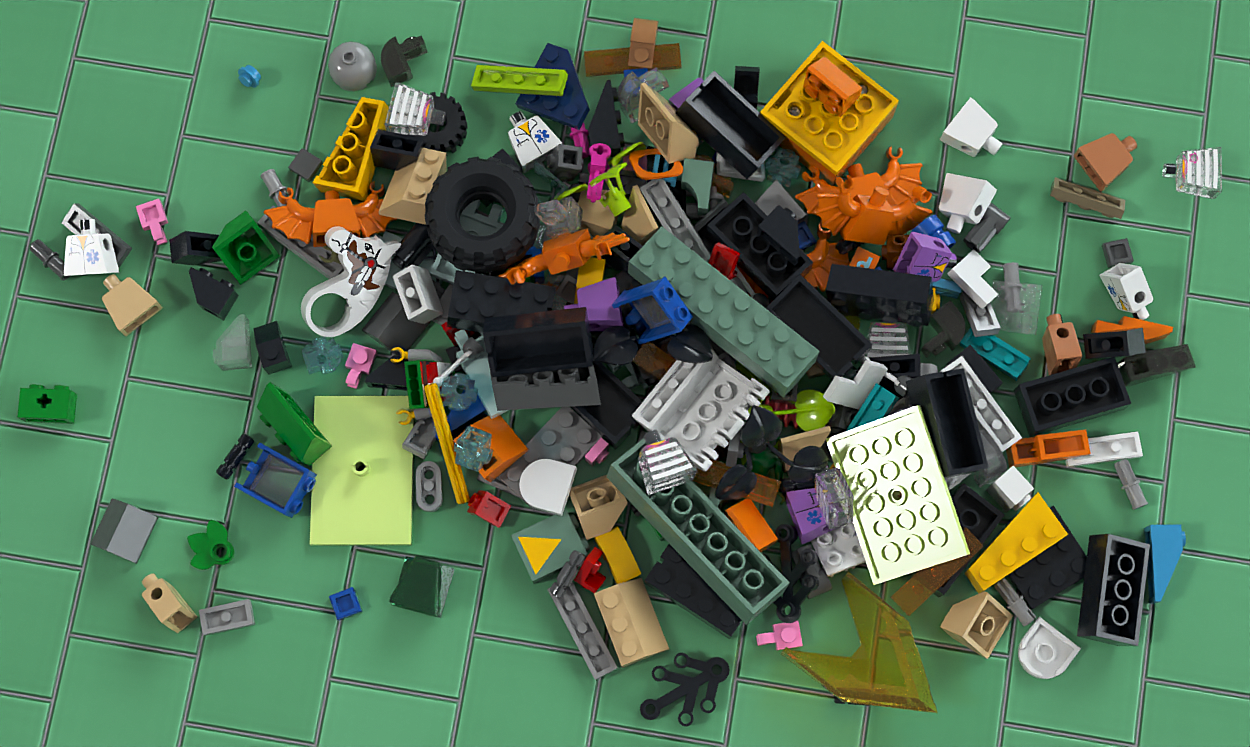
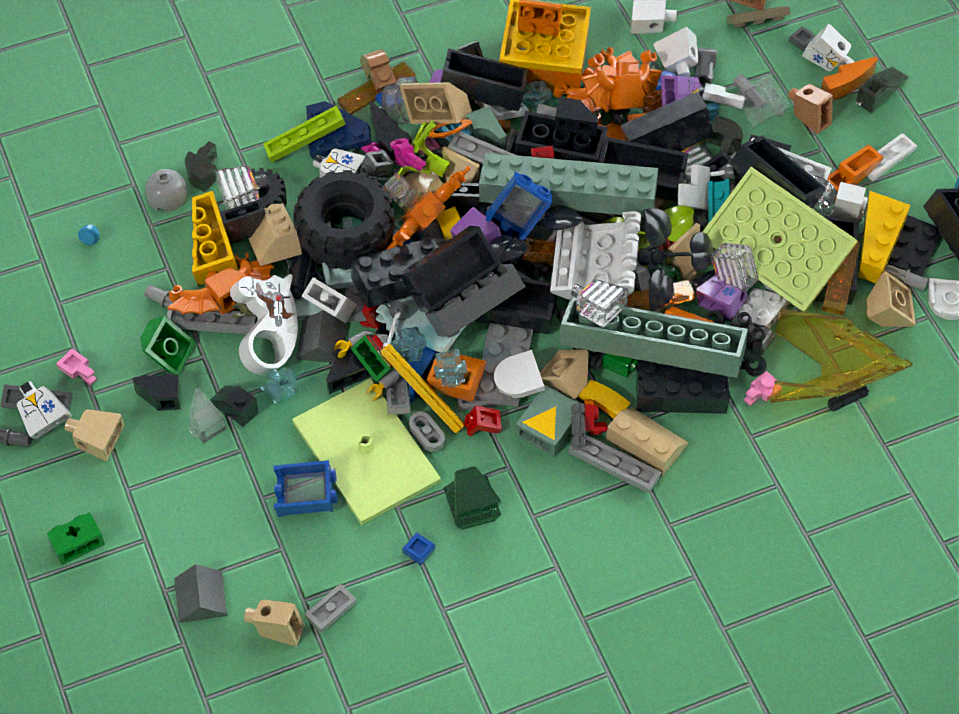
camera: 35 degrees left, 20 degrees down
(193, 248) = (125, 365): black slope -> none
(208, 544) = (279, 566): green plate -> none
(235, 456) = (256, 494): black axle -> none
(291, 425) = (289, 438): green slope -> none
(305, 165) = (174, 272): dark grey tile -> none
(359, 361) = (311, 379): bright pink plate -> none
(597, 453) = (539, 340): bright pink plate -> none
(688, 686) = (720, 458): black plant -> none
(981, 320) = (745, 116): light grey plate -> none
(997, 354) = (783, 133): teal hinge -> none
(1072, 396) = (843, 130): black brick -> none
(1114, 343) = (847, 80): black slope -> none
(1130, 484) = (923, 166): light grey axle -> none

